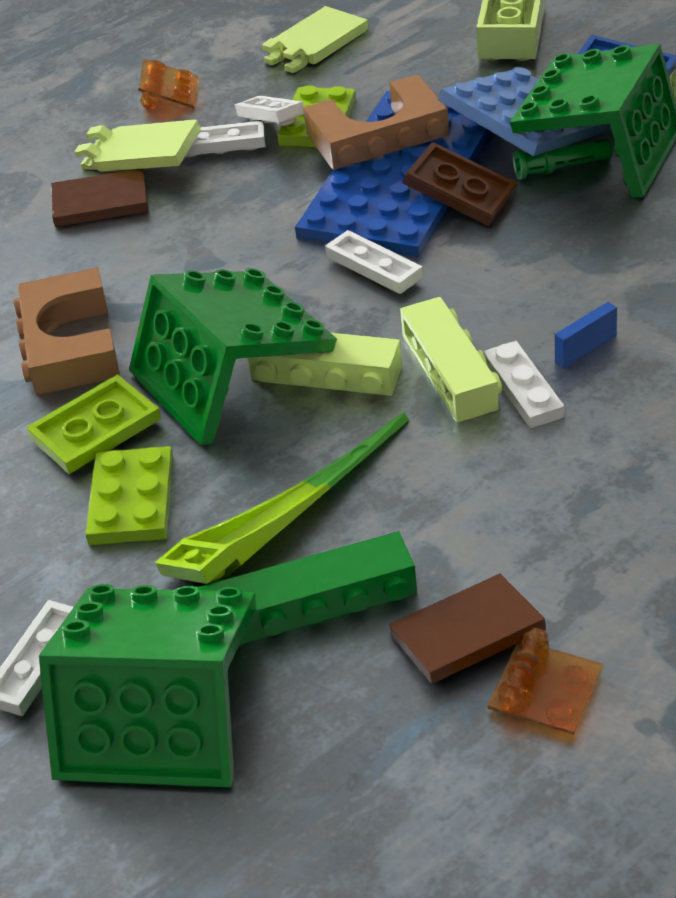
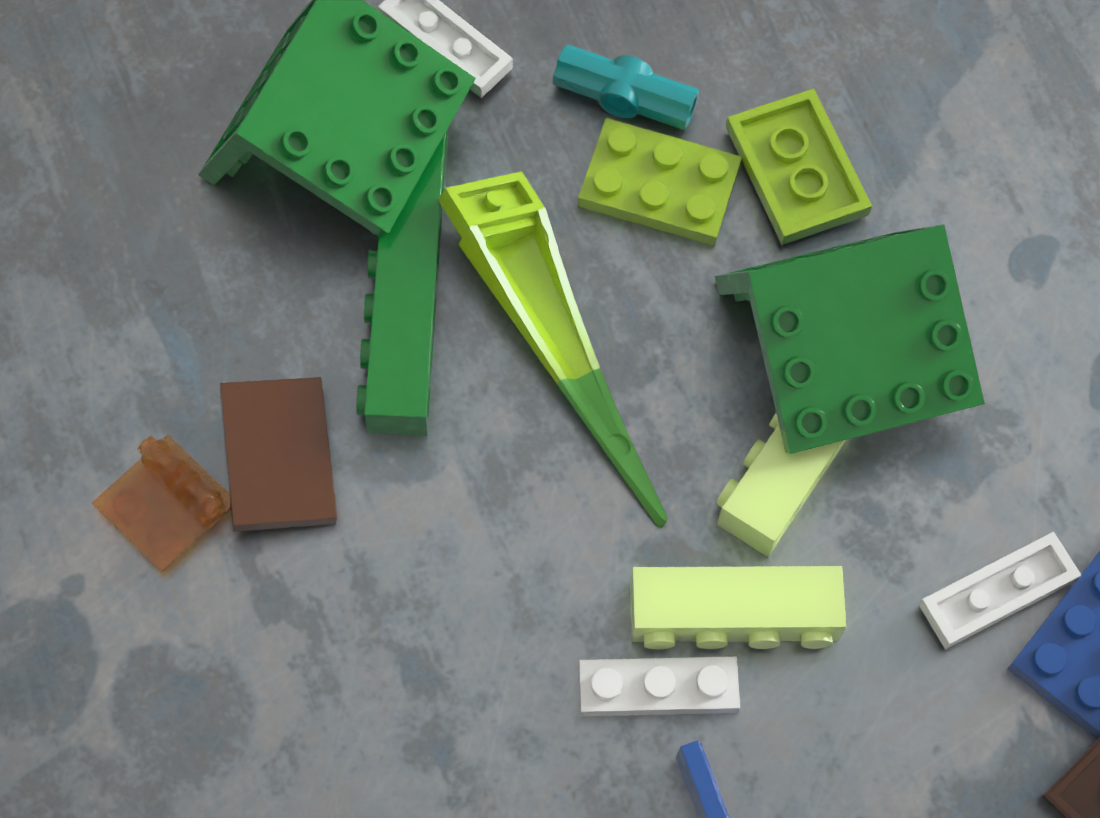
camera: 100 degrees right, 25 degrees up
(52, 531) = (625, 86): none -> teal piece
(63, 361) = (1055, 149): medium nougat arch -> none

